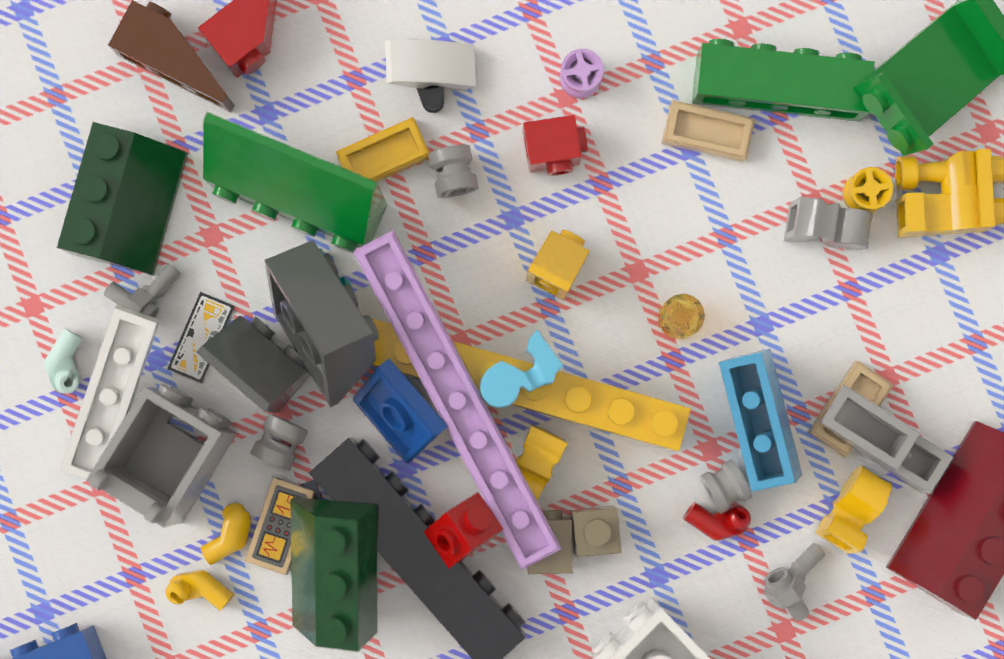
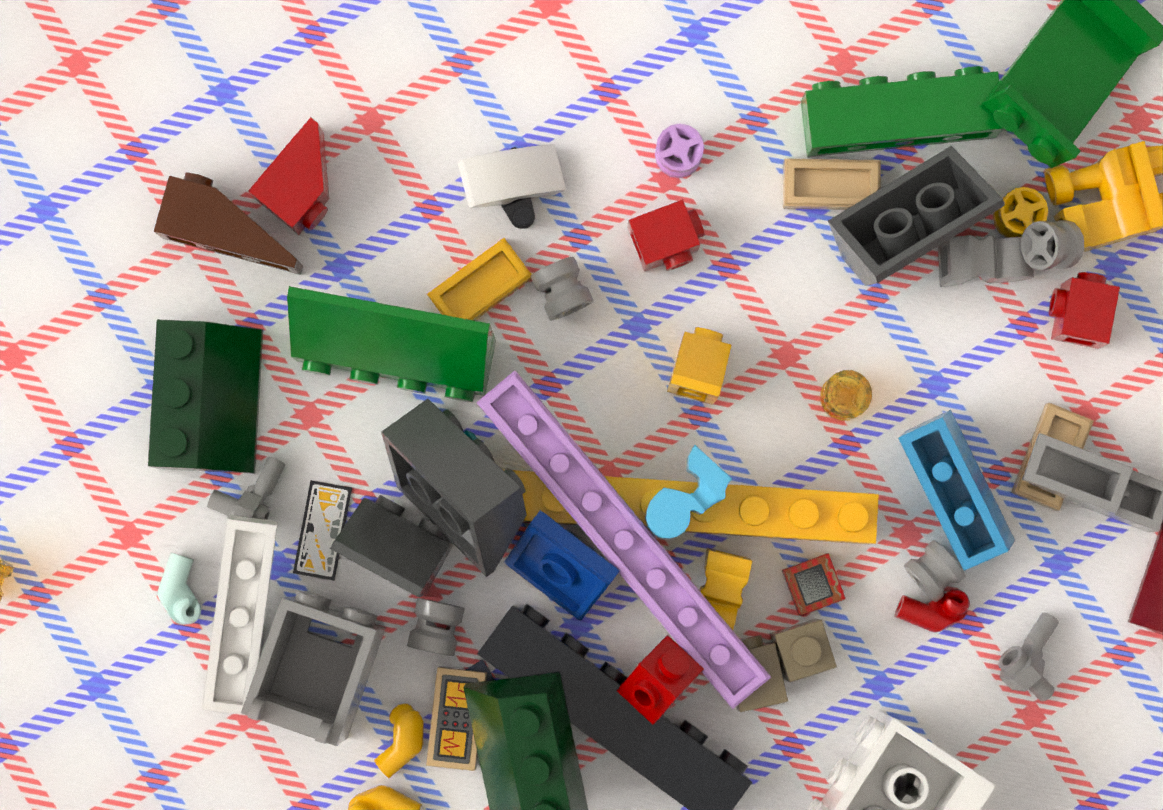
camera: 10 degrees left, 0 degrees up
(617, 475) = (813, 584): none -> tile
(773, 170) = (912, 216): none -> dark grey slope
(858, 504) = (1082, 560): yellow leg -> none
(890, 222) = (1052, 244): none -> light grey wheel
(905, 287) = (1084, 310): none -> red brick

